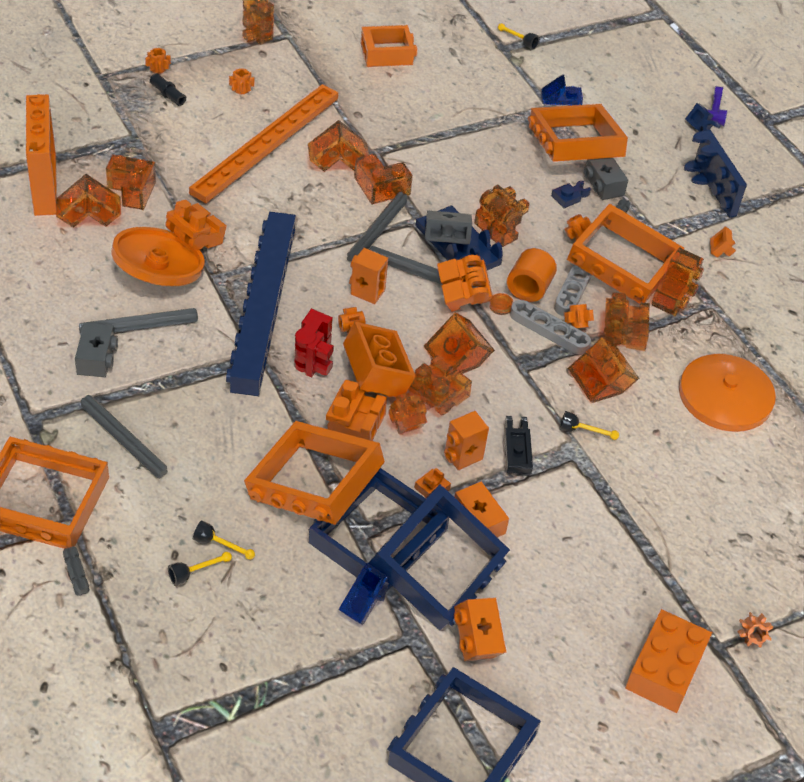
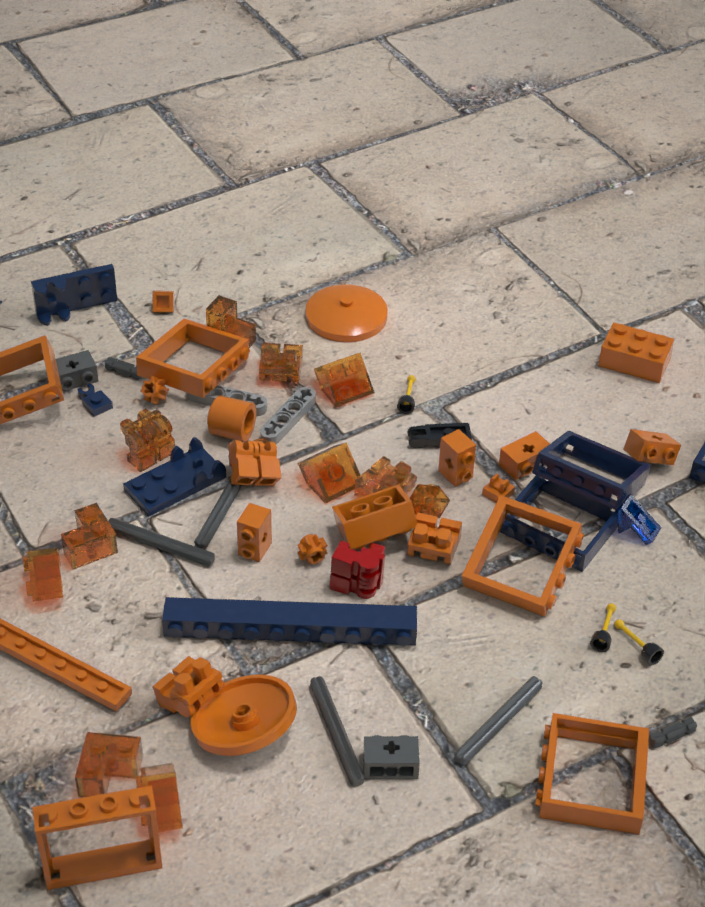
camera: 90 degrees left, 5 degrees down
(448, 227) = (179, 471): dark grey brick -> none
(579, 316) = (278, 391): orange gear -> none
(748, 629) = (592, 308): orange gear -> none

